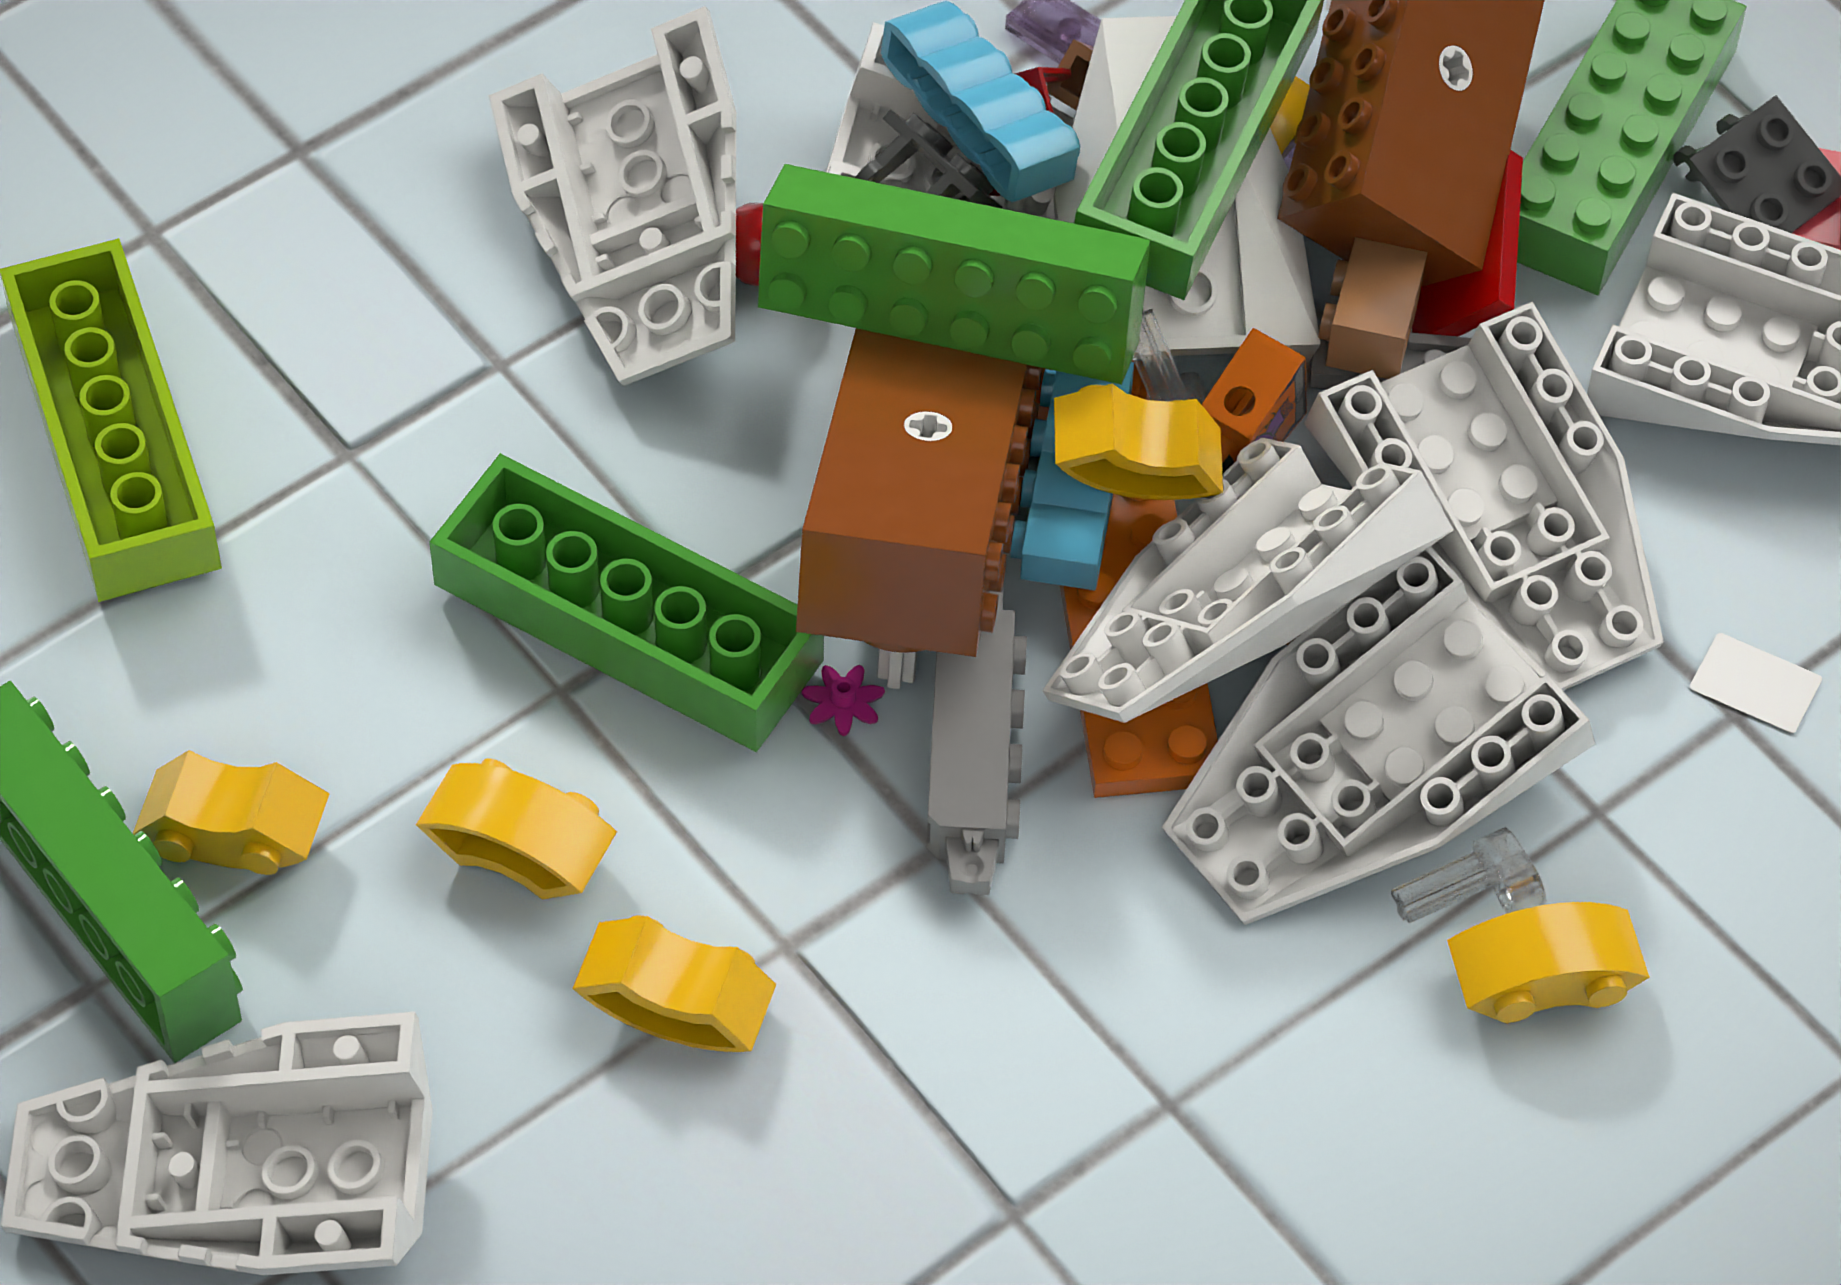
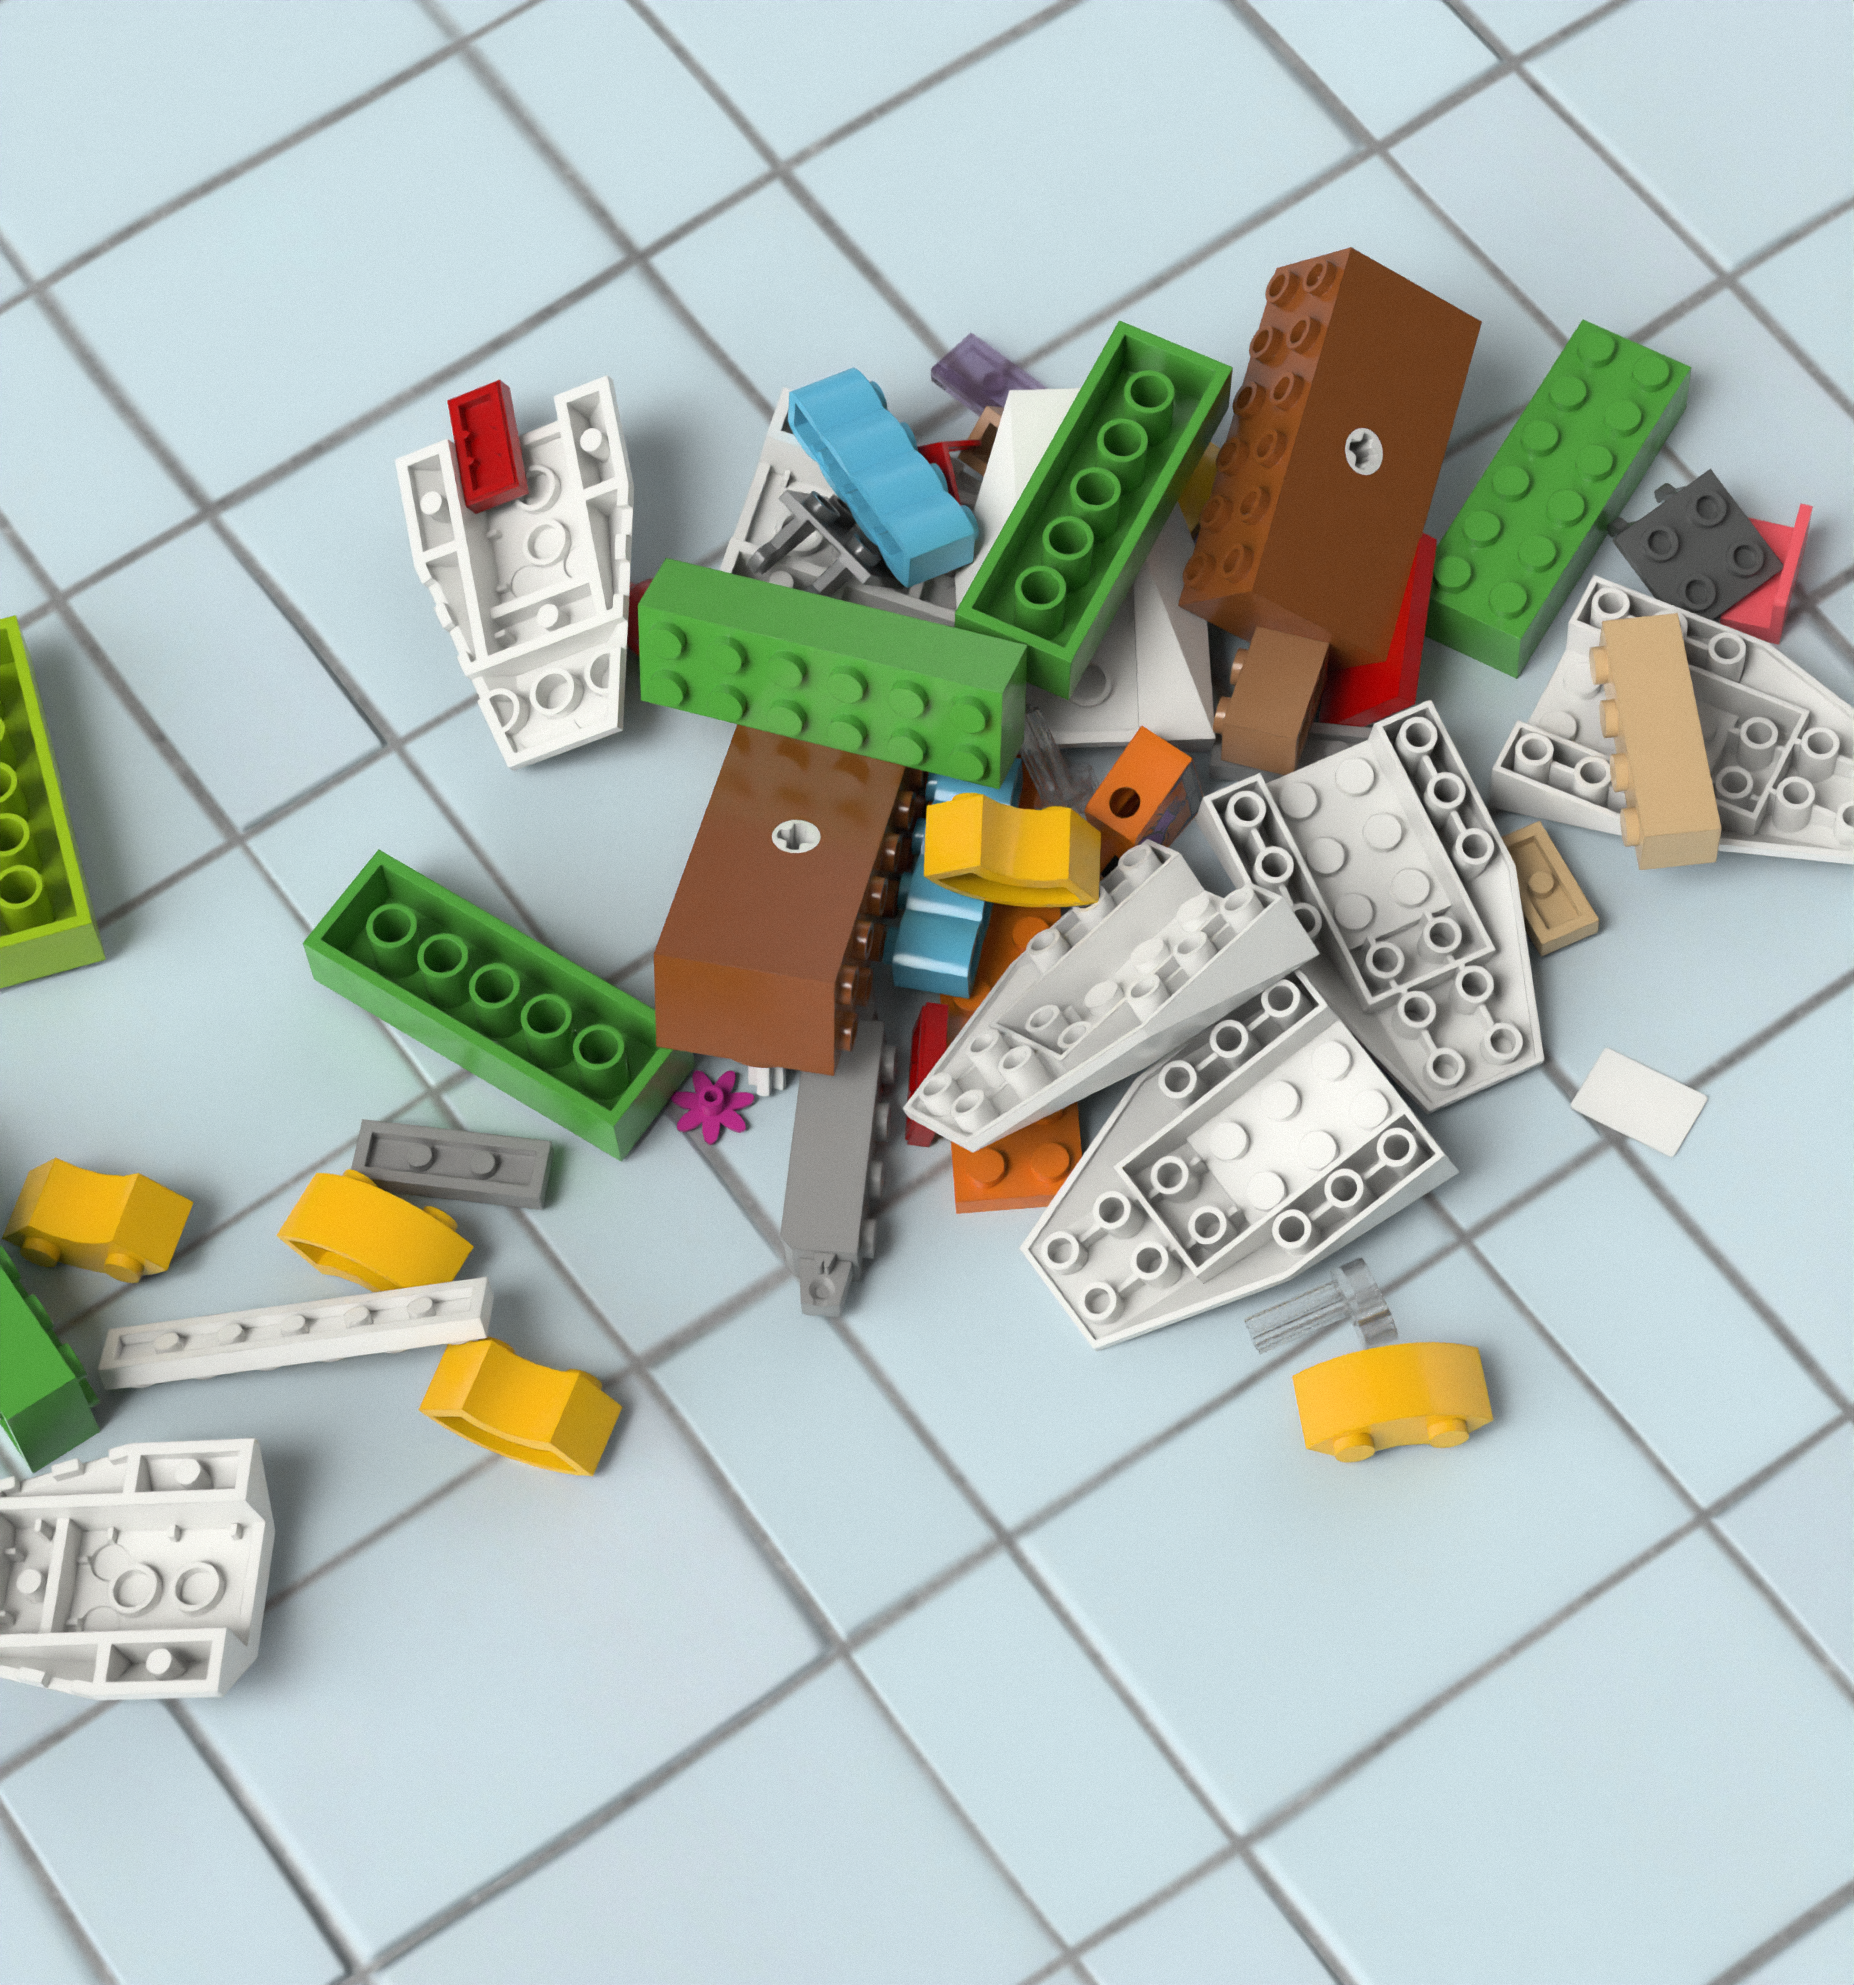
camera: 10 degrees right, 5 degrees up
(443, 917) = (296, 1334): none -> white plate
(581, 82) = (487, 446): none -> red plate
(592, 755) = (454, 1163): none -> light grey plate
(1055, 637) = (927, 1047): none -> red plate
(1659, 494) = (1550, 897): none -> tan plate
(1755, 338) = (1657, 742): none -> tan brick

